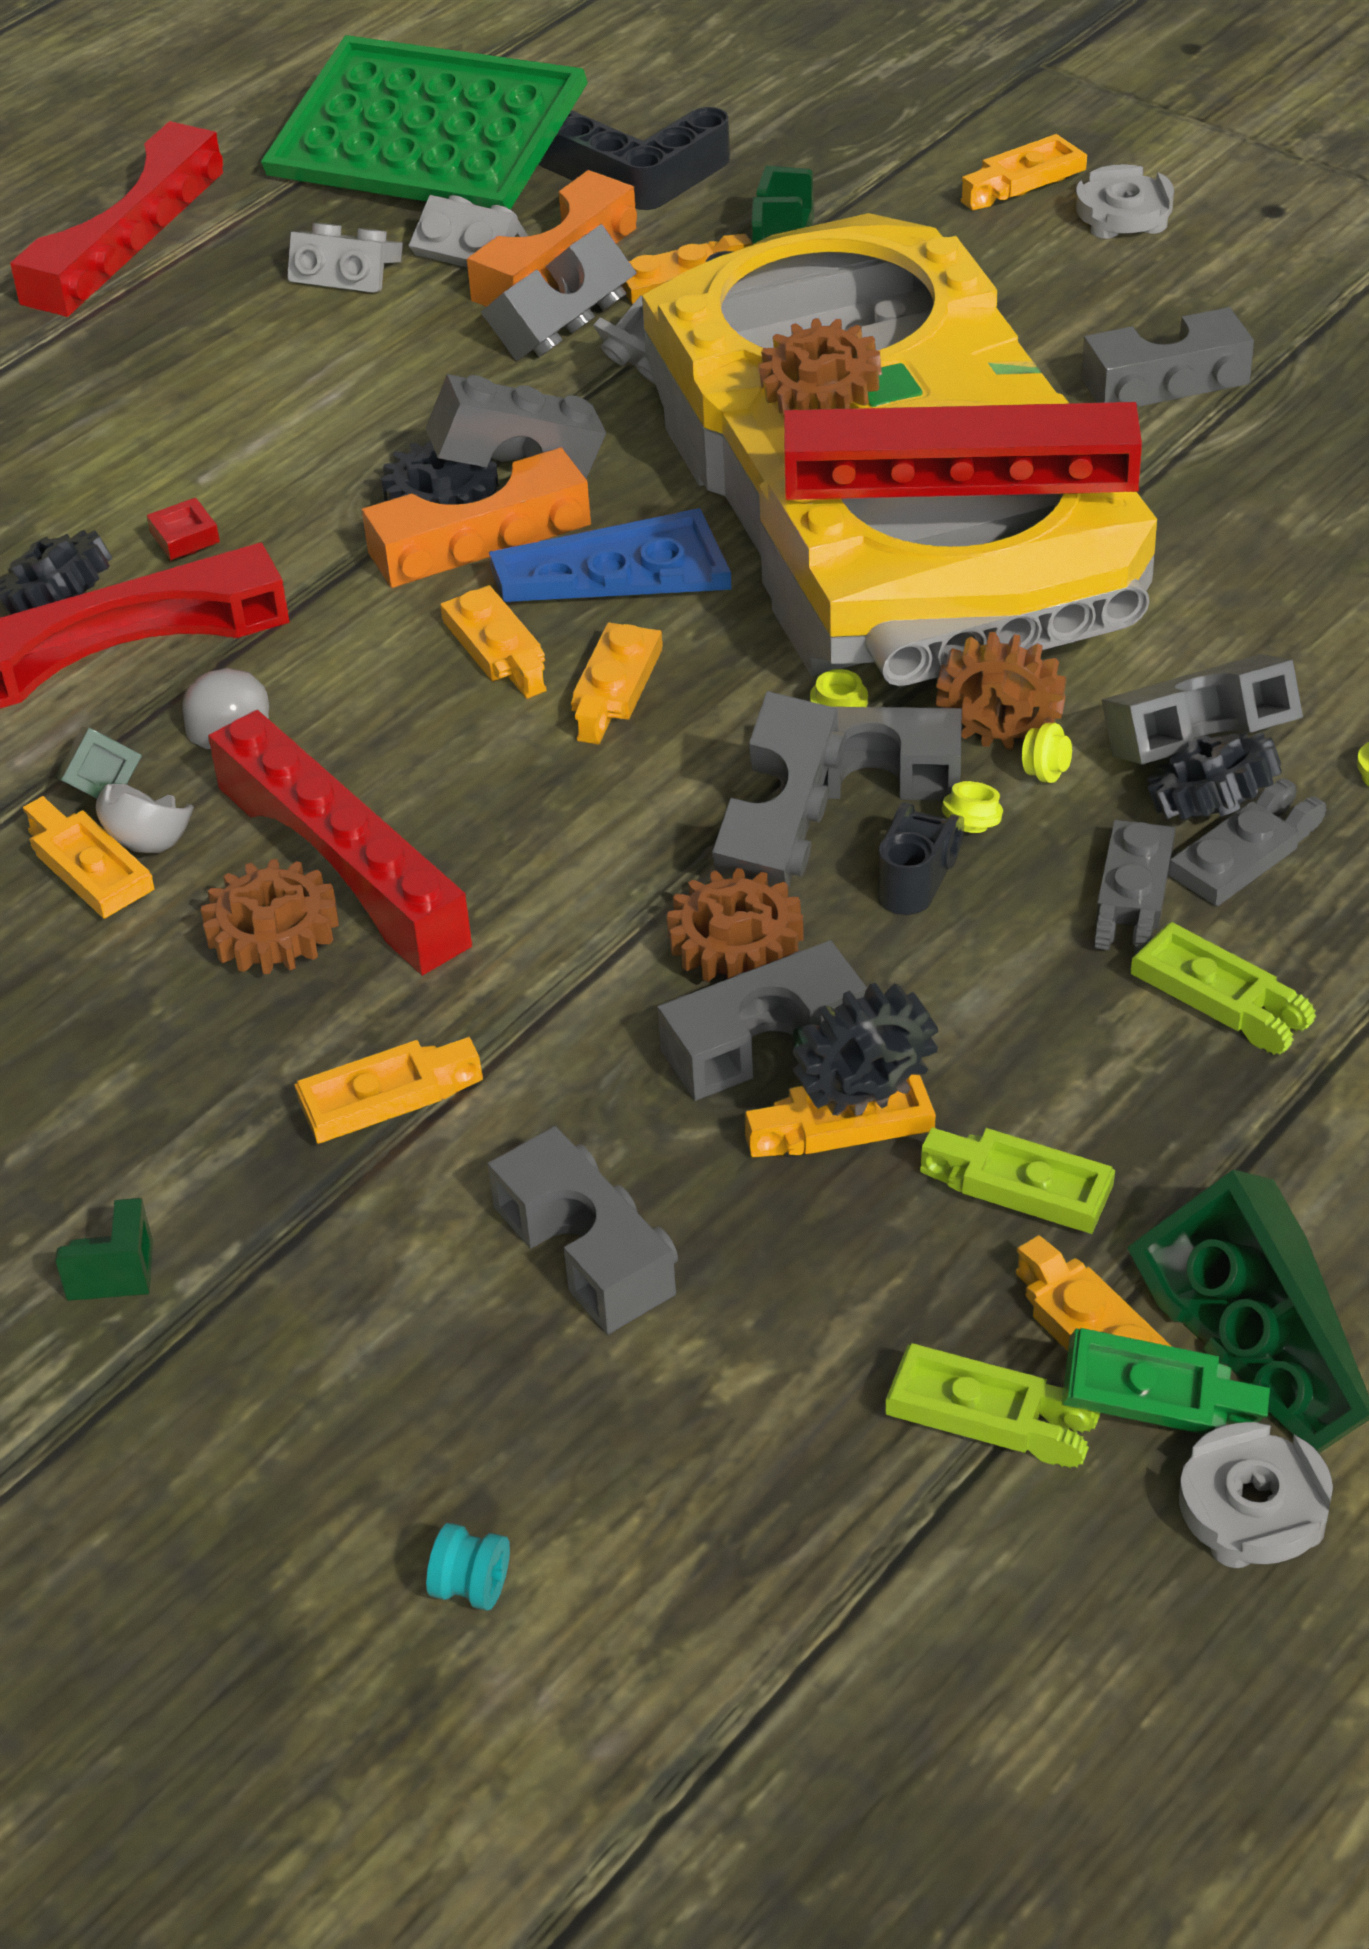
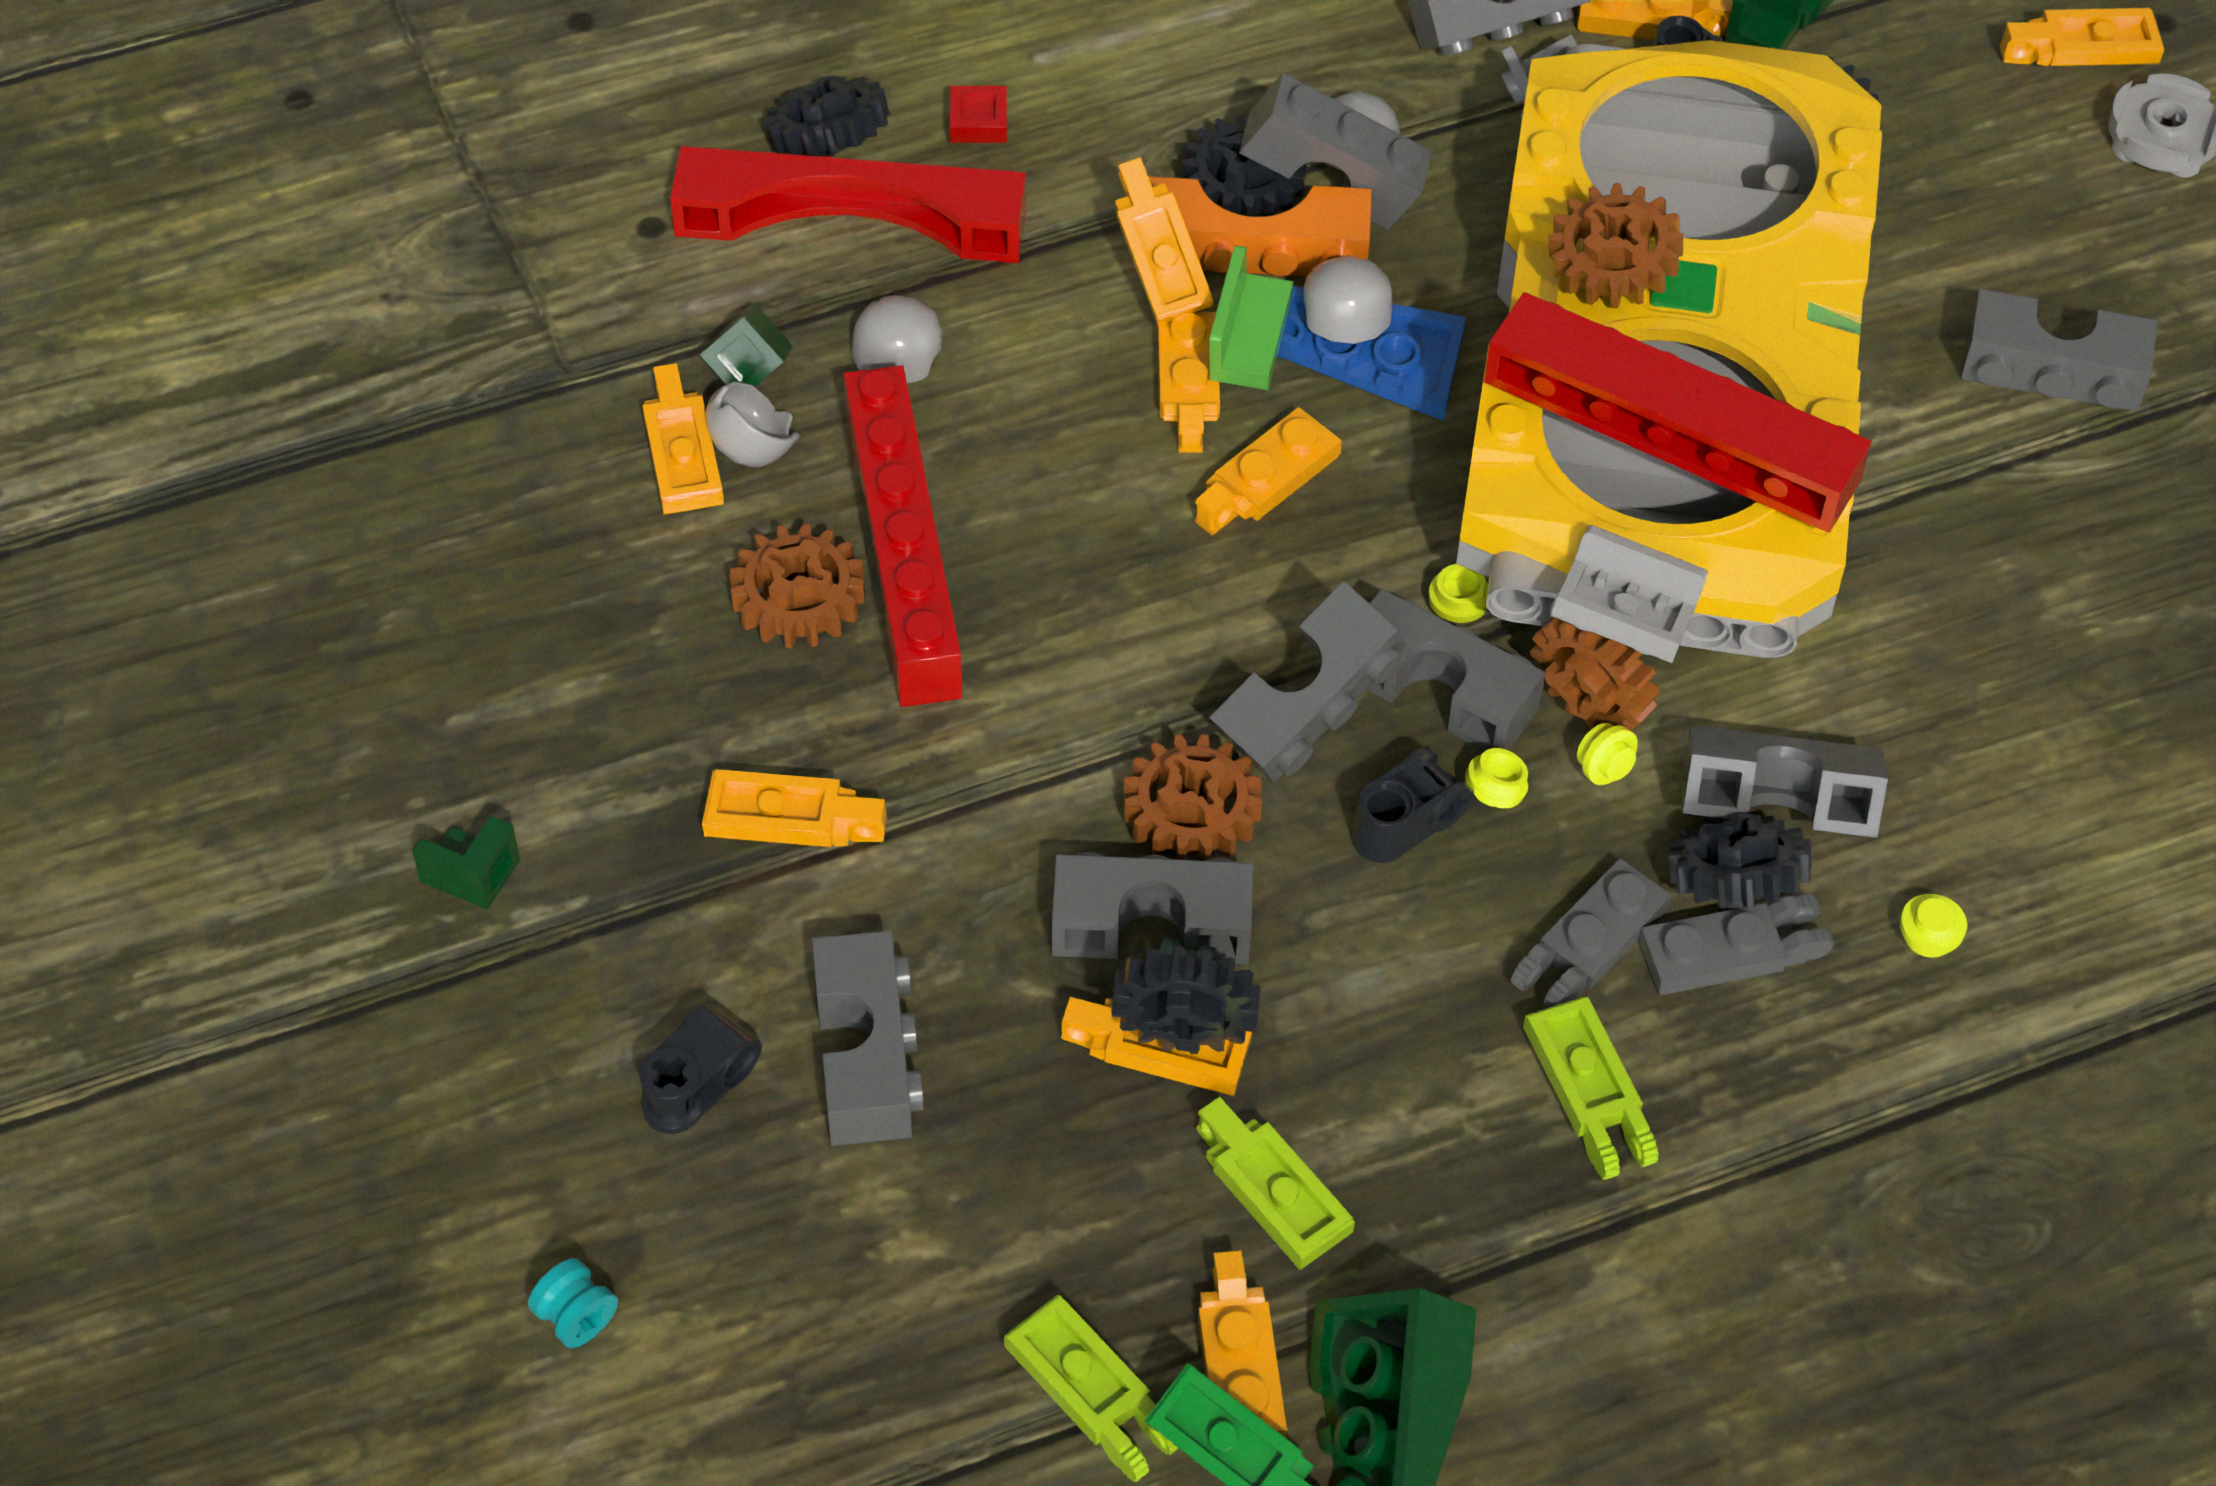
camera: 25 degrees right, 10 degrees up
(417, 544) = (1160, 246): none -> light orange hinge
(445, 1325) = (695, 1069): none -> black piece
(531, 575) = (1248, 325): none -> bright green panel
(599, 526) = (1347, 300): none -> light grey hair
(1011, 597) = (1630, 593): none -> light grey bracket

